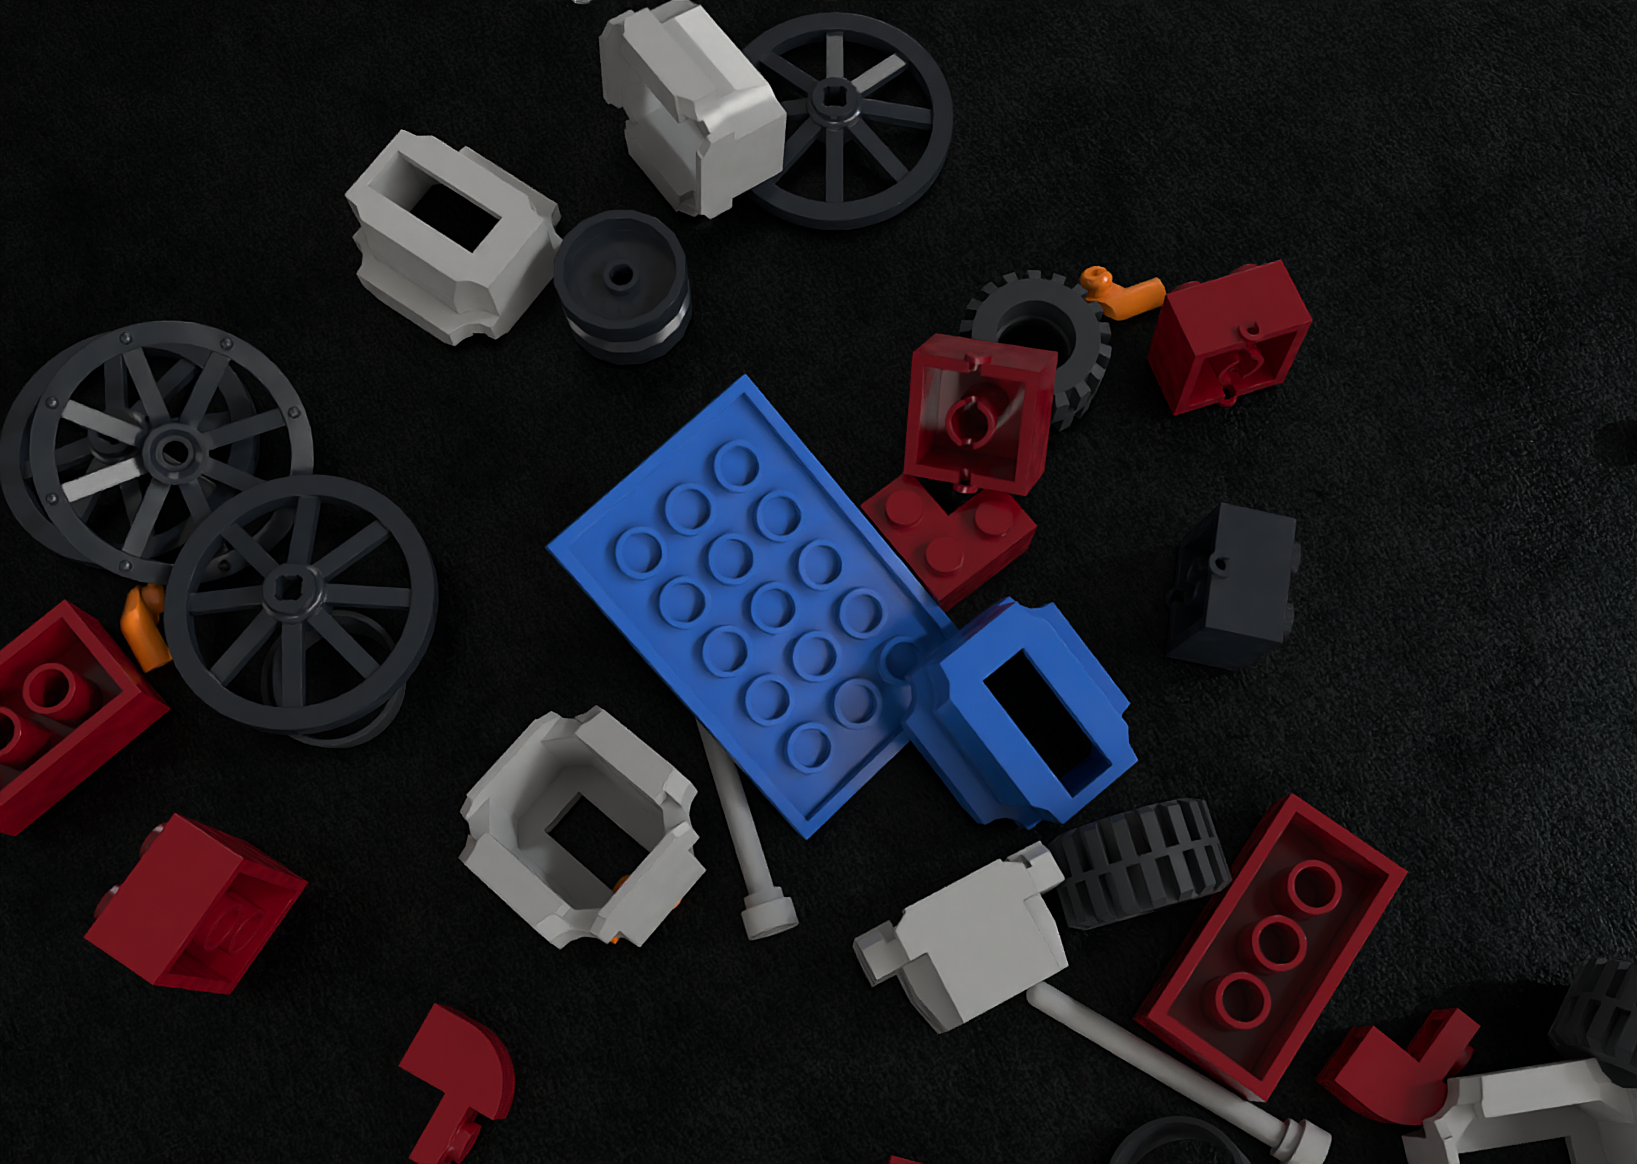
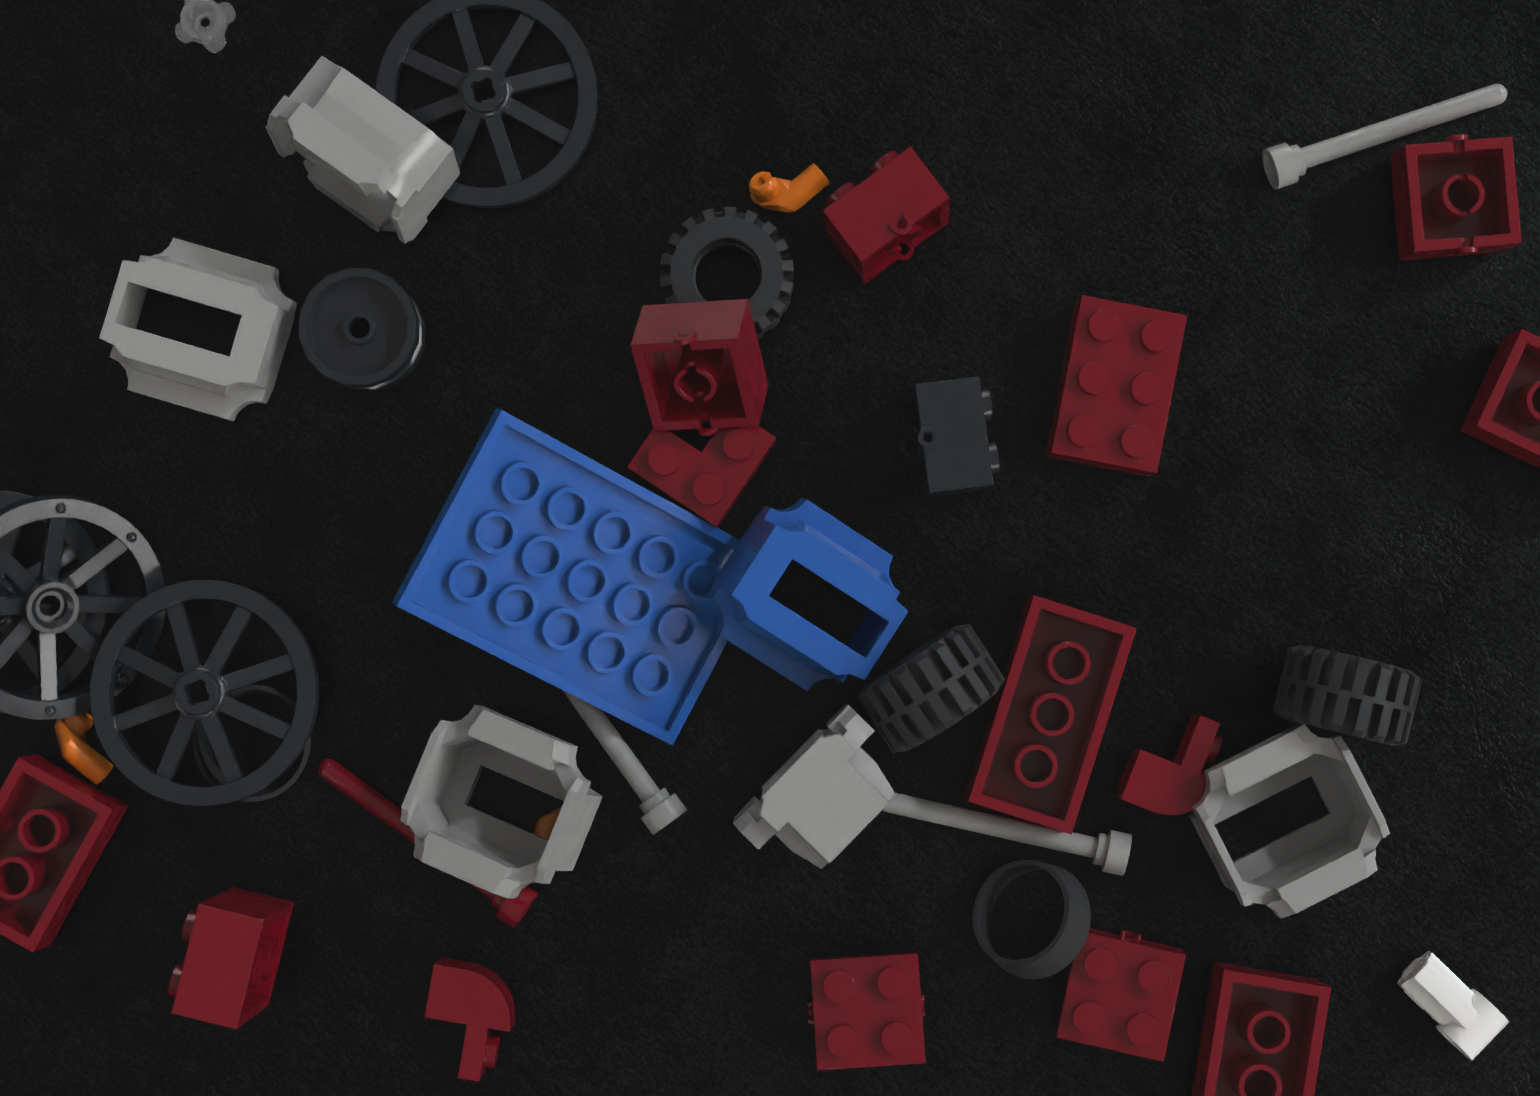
camera: 20 degrees left, 15 degrees up
(553, 966) = (508, 910): none -> dark red piece
(1436, 600) = (1116, 386): none -> dark red brick

